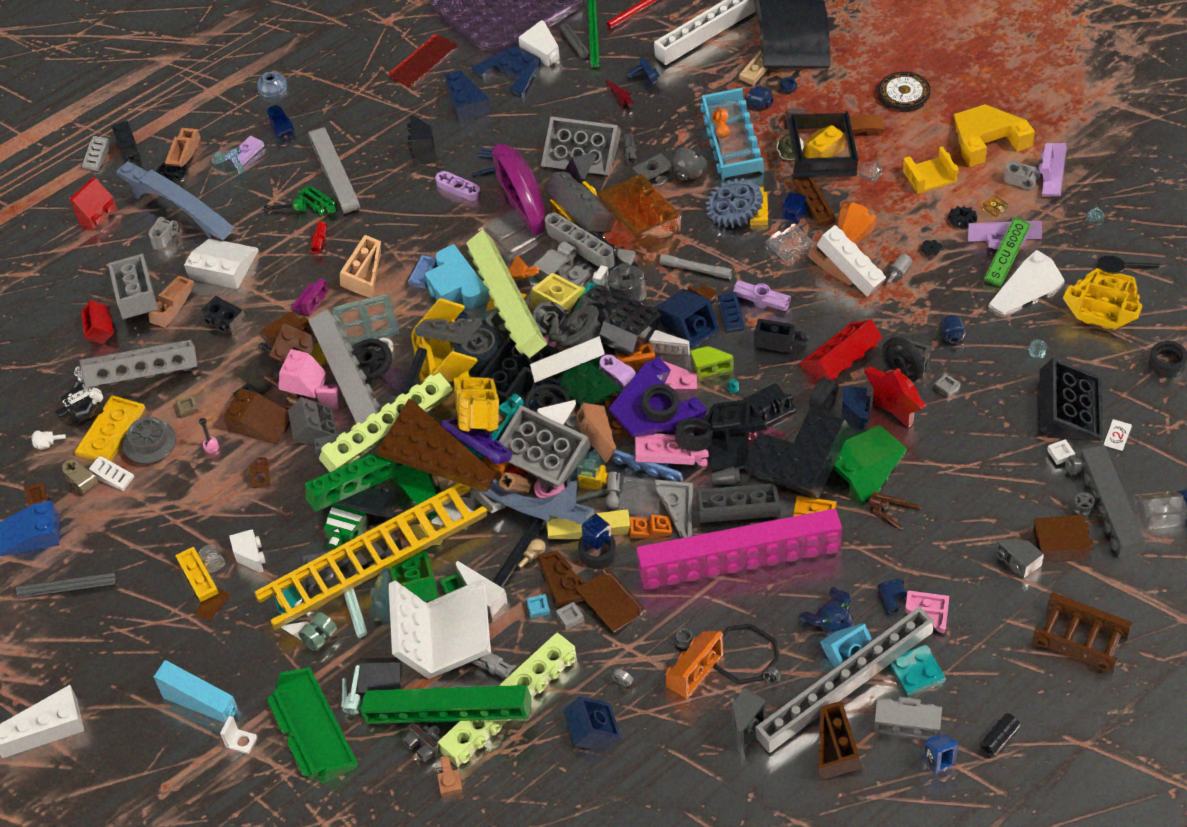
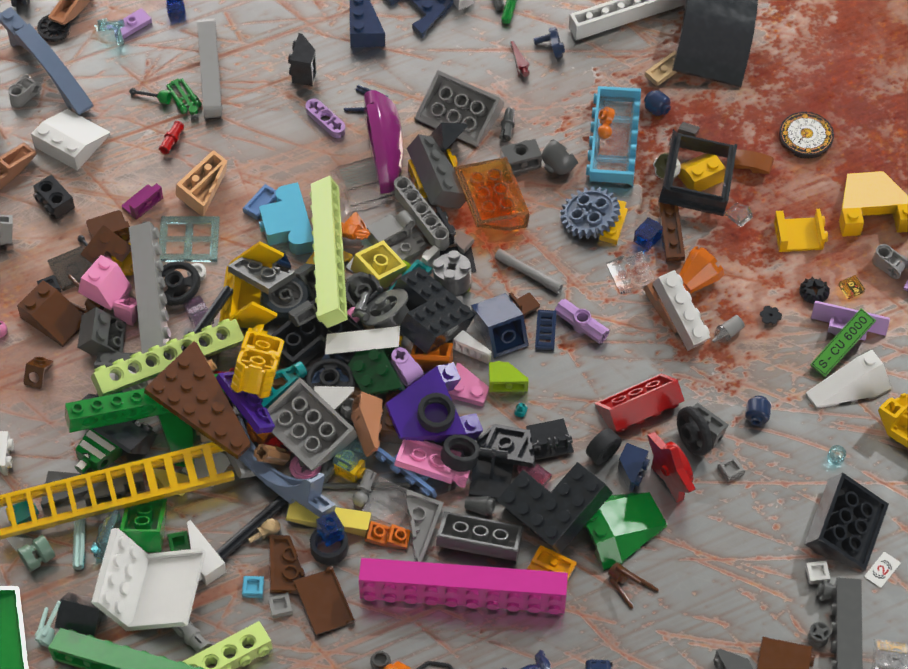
camera: 10 degrees right, 5 degrees up
(501, 351) = (302, 313): none -> dark grey piece
(779, 336) = (582, 370): black hinge -> none
(788, 85) = (691, 96): dark blue plate -> none

